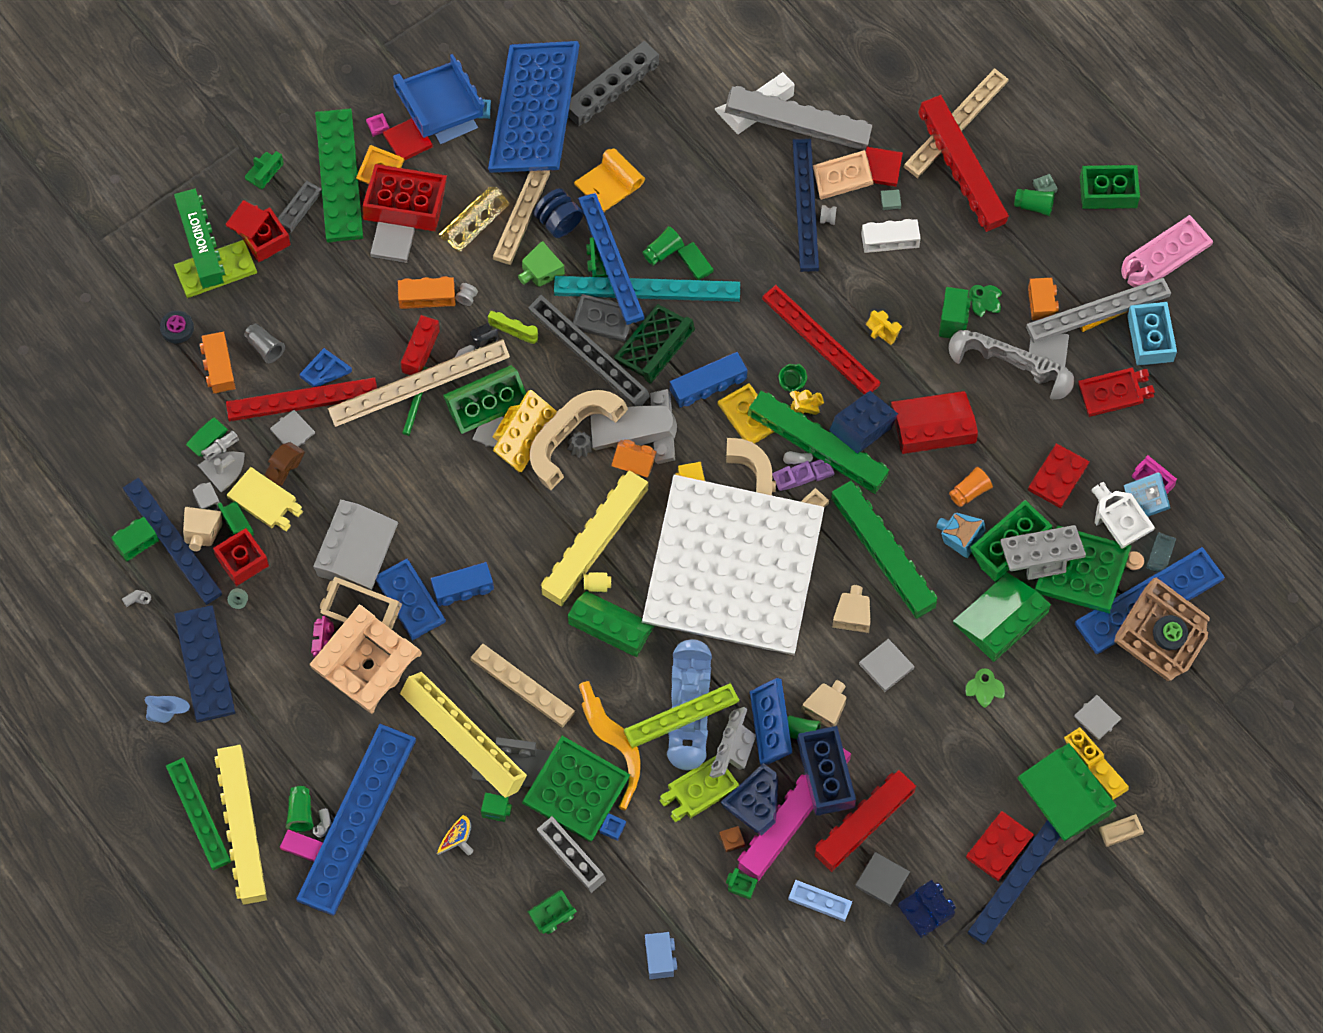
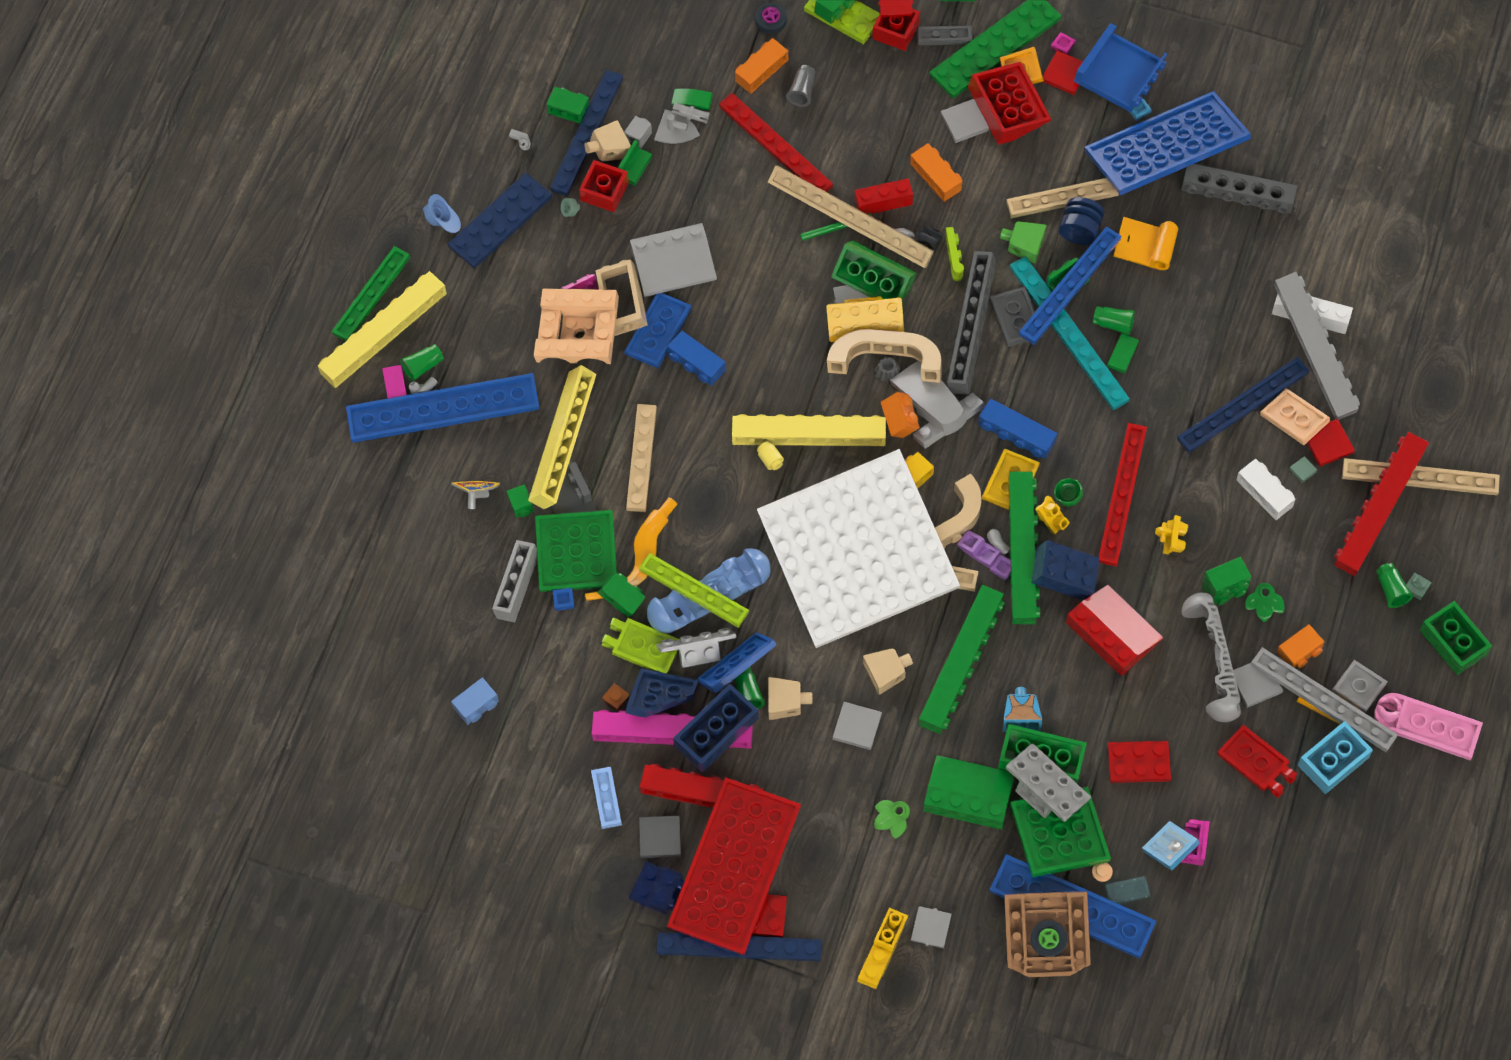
camera: 60 degrees right, 0 degrees up
(264, 499) = (668, 173): light yellow tile -> none
(282, 461) = (710, 163): reddish brown brick -> none
(292, 429) = (743, 155): light grey piece -> none
(324, 368) = (812, 143): blue wing -> none
(456, 131) = (1103, 103): medium blue sticker -> none
(466, 294) = (957, 201): light grey wheel -> none
(472, 212) = (1036, 160): clear yellow fence -> none
(552, 912) = (458, 597): green bracket -> none
(609, 623) = (742, 487): green slope -> none
(644, 775) = (621, 594): none -> green brick
(669, 346) = (1022, 380): dark green fence -> none
(741, 884) = (578, 726): green bracket -> none
(828, 215) = (1247, 428): light grey wheel -> none
(955, 832) = (734, 866): none -> red plate
(971, 487) = (1071, 694): orange plant -> none
(1067, 792) = (836, 938): green slope -> none
(1100, 280) = (1359, 686): none -> light grey tile
(1121, 515) = (1131, 832): white plate -> none
(1121, 830) = (837, 1007): tan tile -> none

